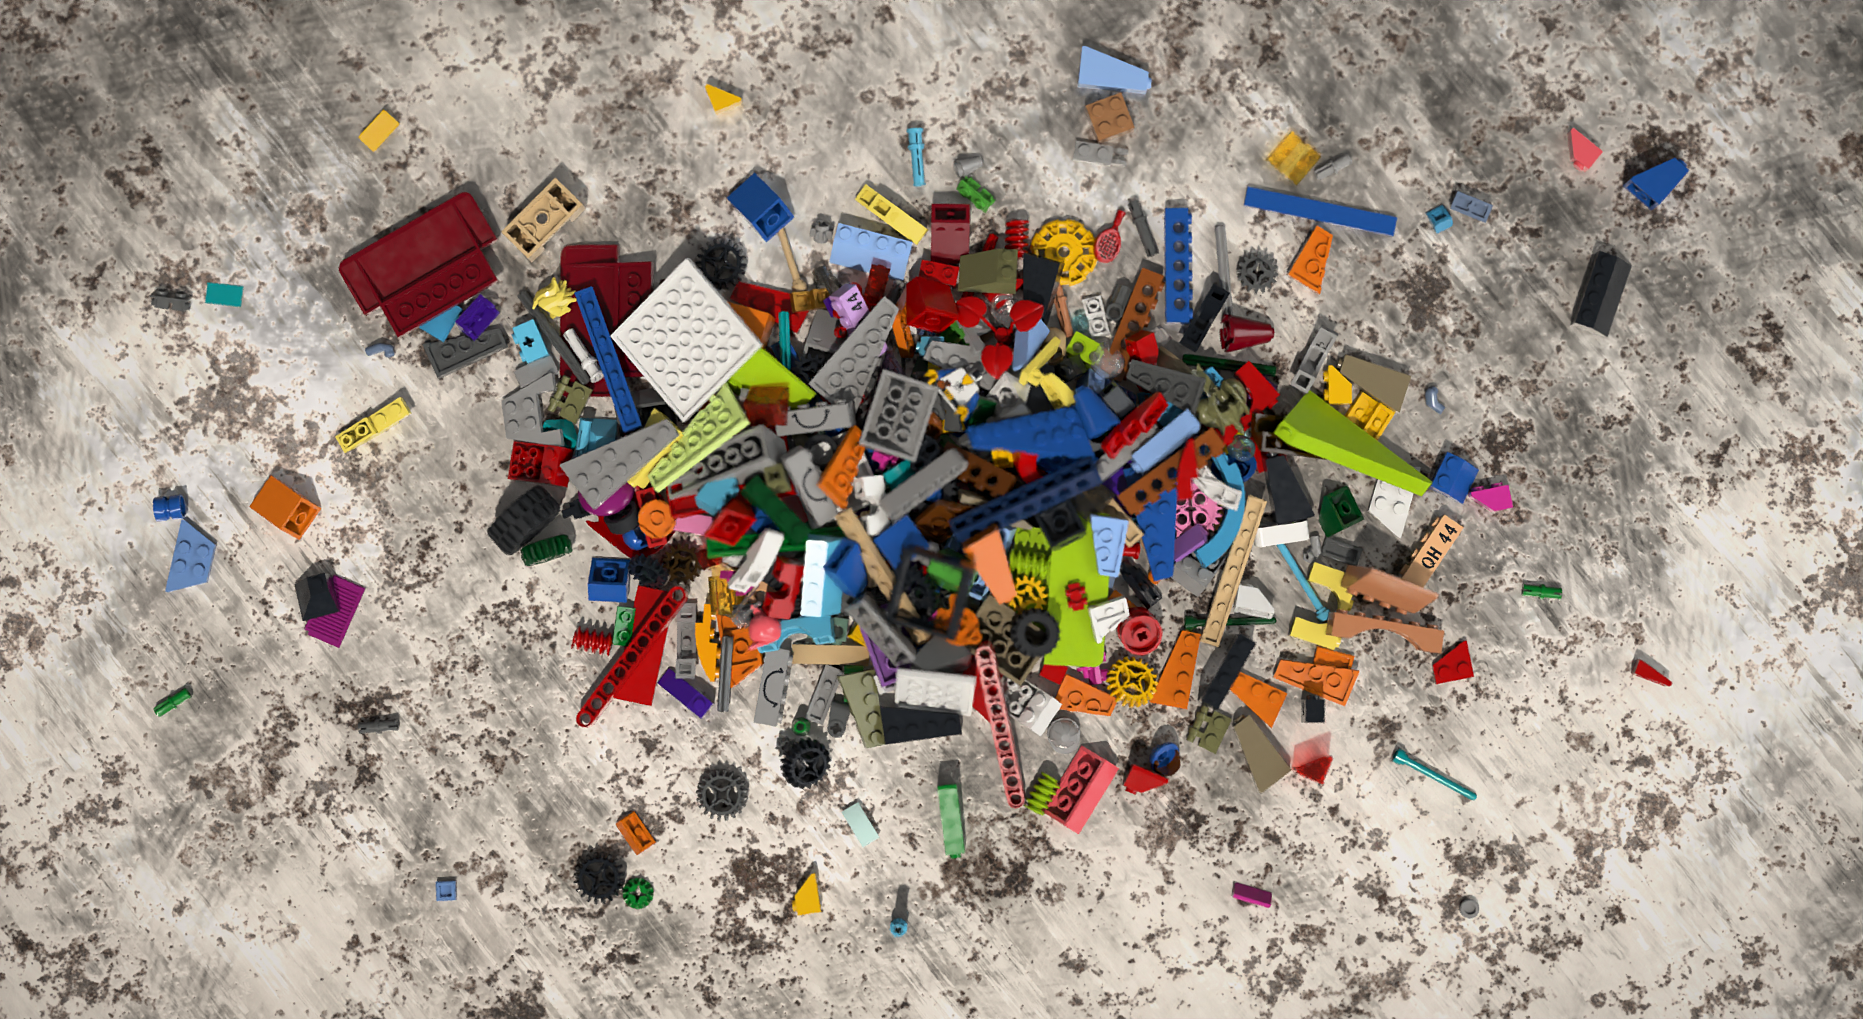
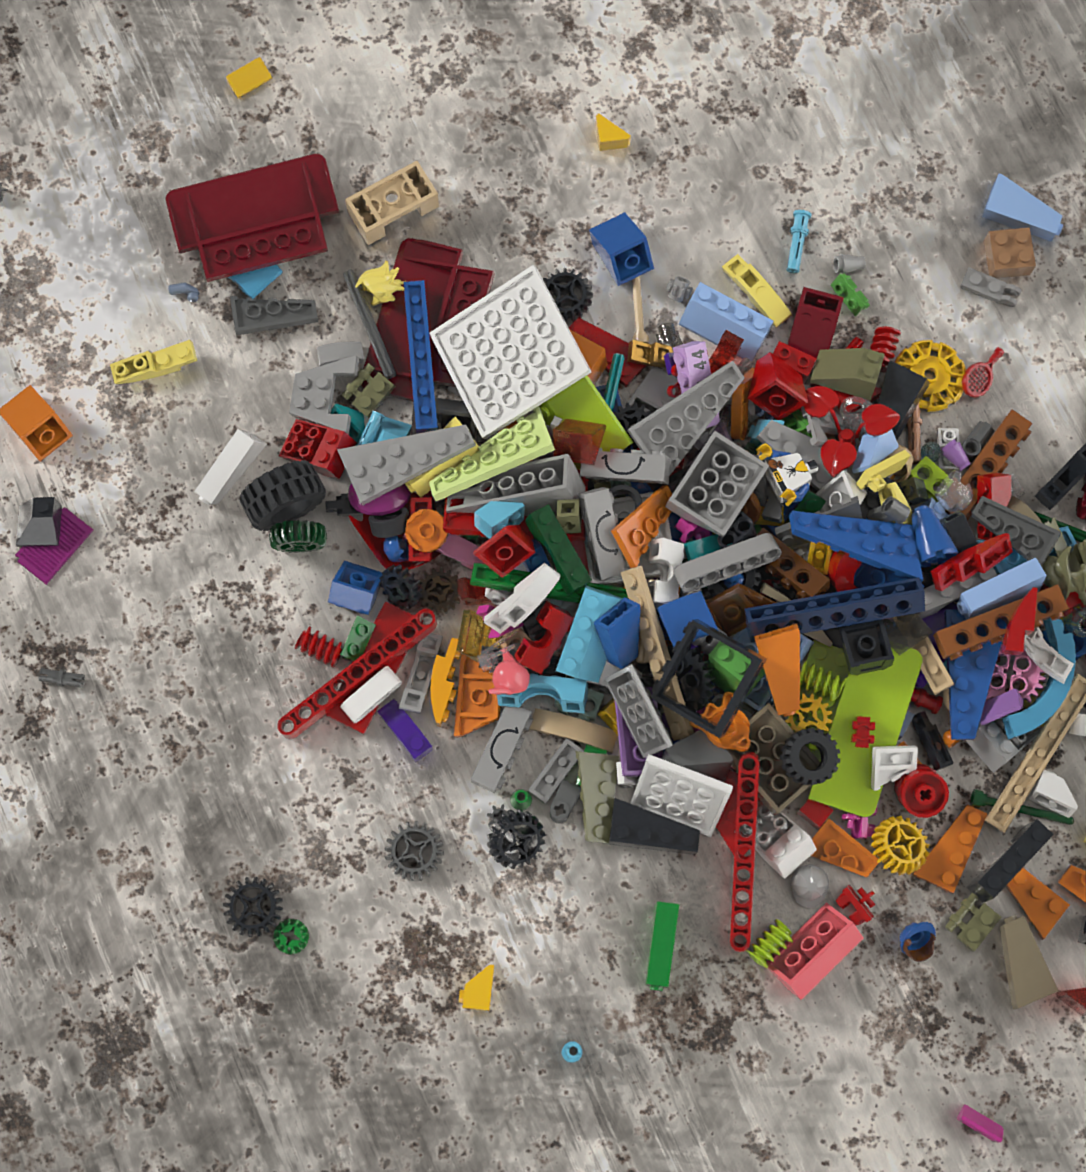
camera: 10 degrees right, 10 degrees down
(224, 294) = (40, 197): teal sticker -> none
(445, 890) = (80, 876): medium blue tile -> none
(468, 502) = (229, 466): none -> white slope
(477, 317) = (294, 282): dark purple hinge -> none
(530, 330) = (338, 311): medium azure brick -> none
(589, 362) = (398, 356): white pin -> none
(635, 833) = (307, 868): orange slope -> none
(648, 671) = (371, 694): none -> white beam
(725, 674) = (453, 718): dark grey axle -> none
(860, 824) = (558, 925): light aqua slope -> none
(1053, 400) = (890, 511): none -> dark grey piece
(1101, 322) = (955, 454): none -> medium lavender cone
(1109, 541) = (913, 682): light blue wing -> none
(1109, 738) = (862, 911): none -> red hips
(1142, 228) = (1018, 366): dark grey pin -> none
(1142, 780) = (888, 957): red slope -> none
(1171, 217) = (1033, 468): blue brick -> none

